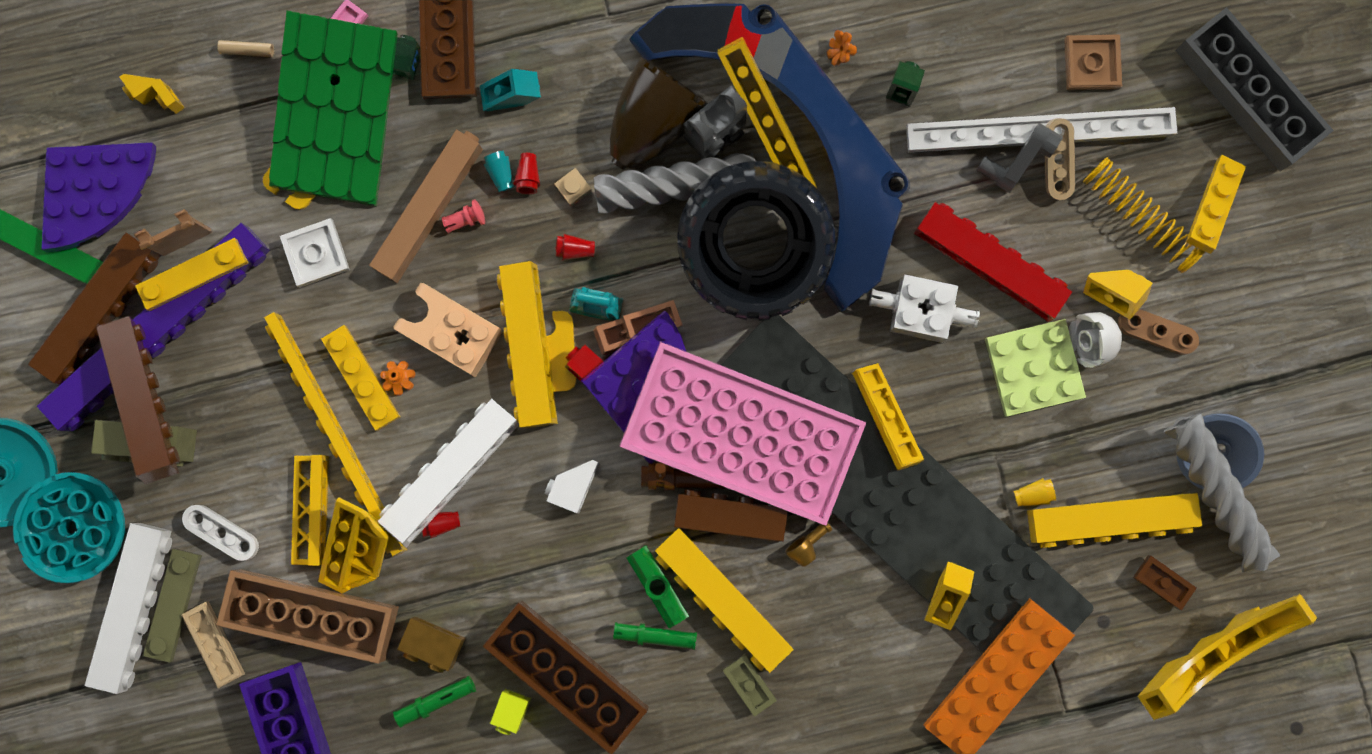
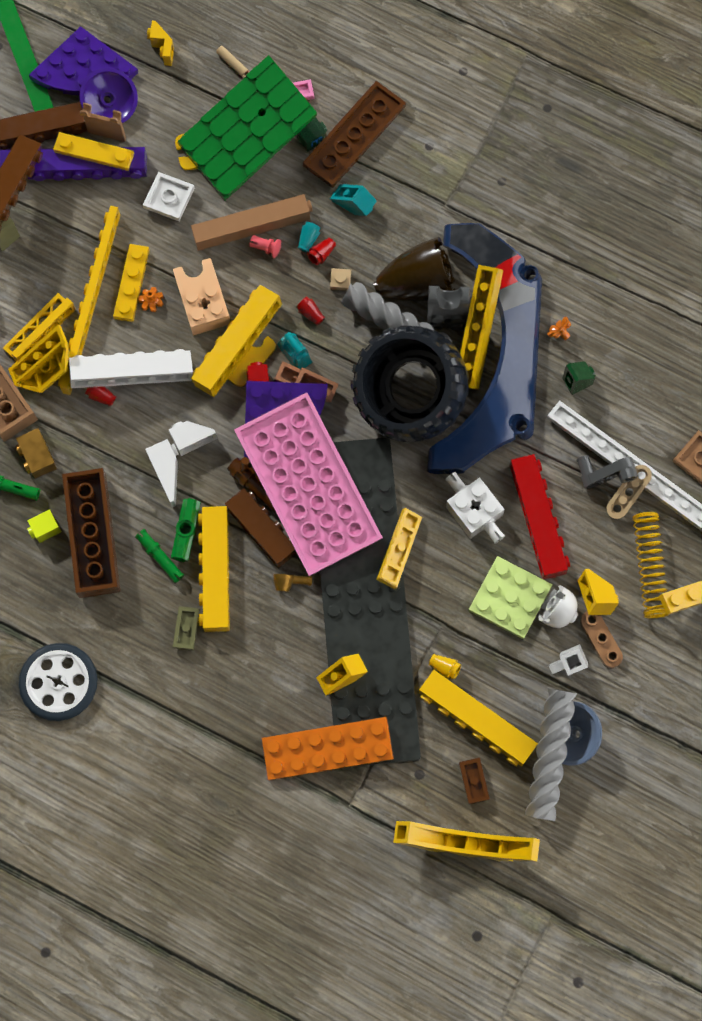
camera: 40 degrees right, 10 degrees down
(146, 182) = (111, 84): none -> dark purple dish
(575, 539) = (166, 467): none -> white slope
(1154, 380) = (571, 660): none -> white brick

